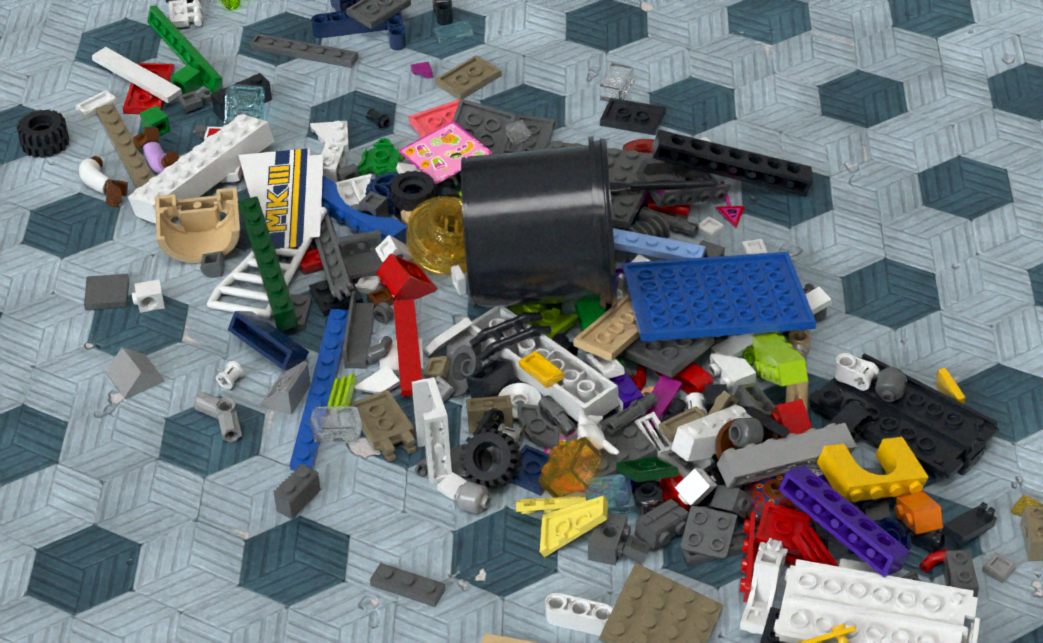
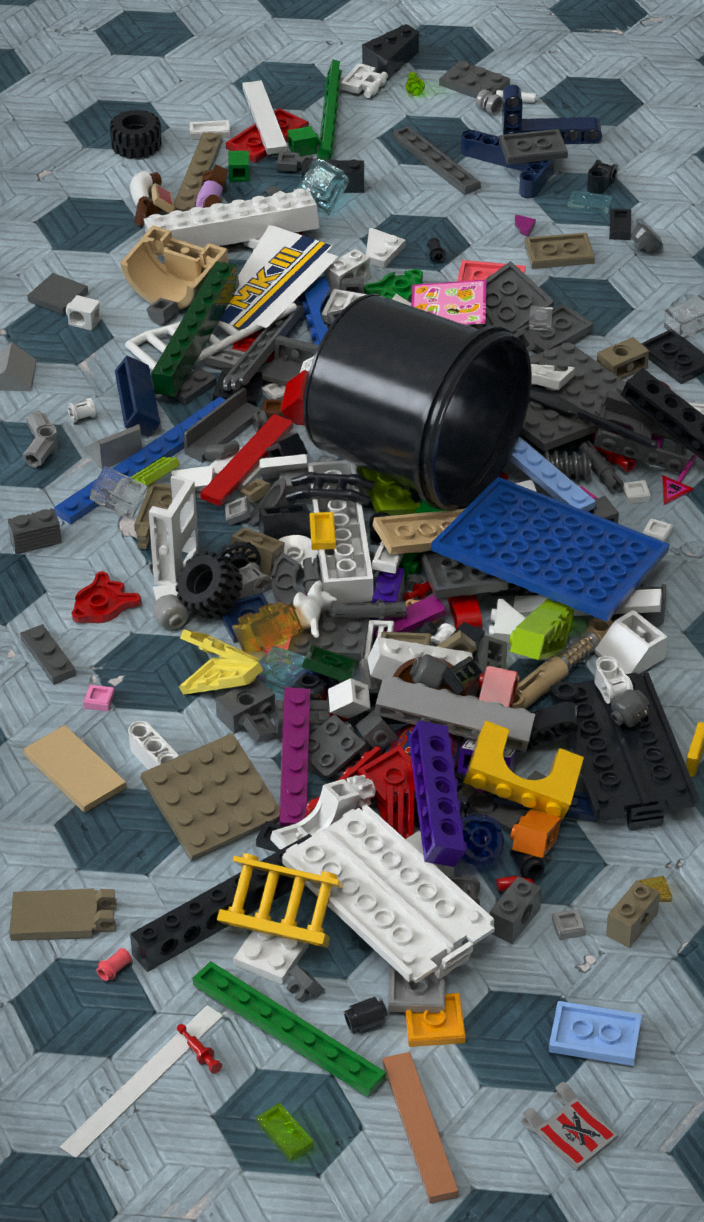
camera: 35 degrees right, 0 degrees up
(120, 174) = (162, 198): none -> tan tile
(306, 276) = (224, 359): none -> light grey plate
(404, 519) = (102, 600): none -> red tile
(433, 323) = (288, 447): none -> black brick
(485, 596) = (99, 697): none -> bright pink tile
(491, 38) = (620, 224): none -> black tile
(525, 39) = (645, 237): none -> dark grey piece
(604, 128) = (624, 358): none -> dark tan brick
(694, 556) = (294, 756): none -> magenta plate
(730, 627) = (263, 838): none -> black tile
(832, 337) = (633, 643): none -> white slope
(970, 524) = (576, 870): black hinge -> none

